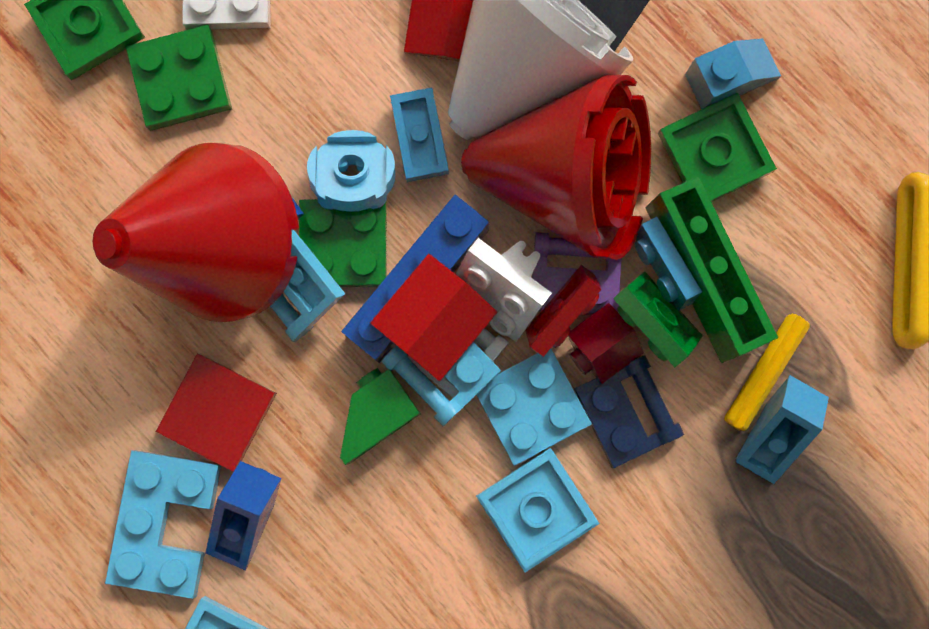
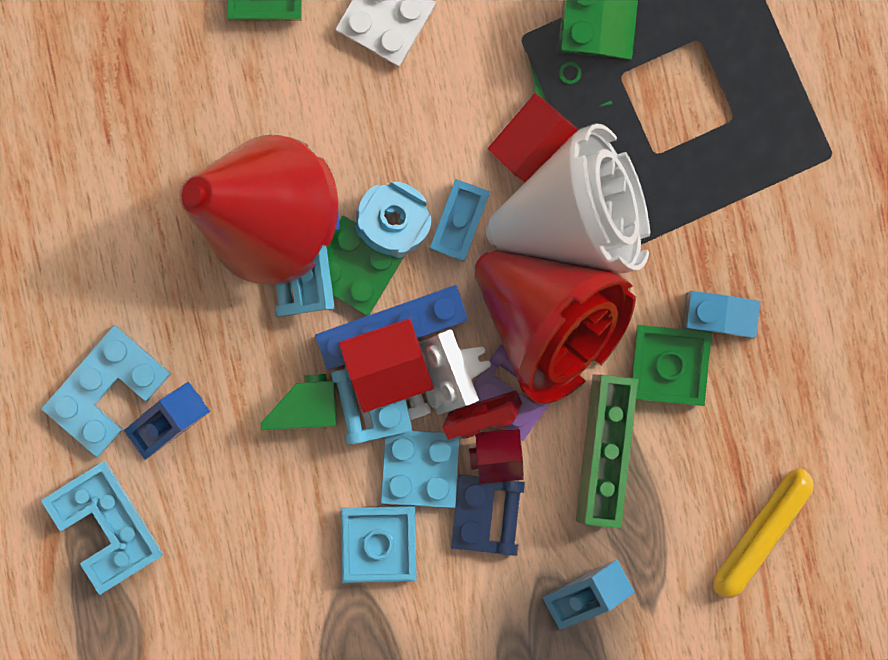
camera: 30 degrees right, 5 degrees up
(178, 77) = (308, 67): green plate -> none
(216, 412) = (190, 334): red tile -> none
(668, 330) = (547, 462): green plate -> none
(674, 277) = (577, 443): dark azure plate -> none
(767, 372) = (605, 547): yellow axle -> none

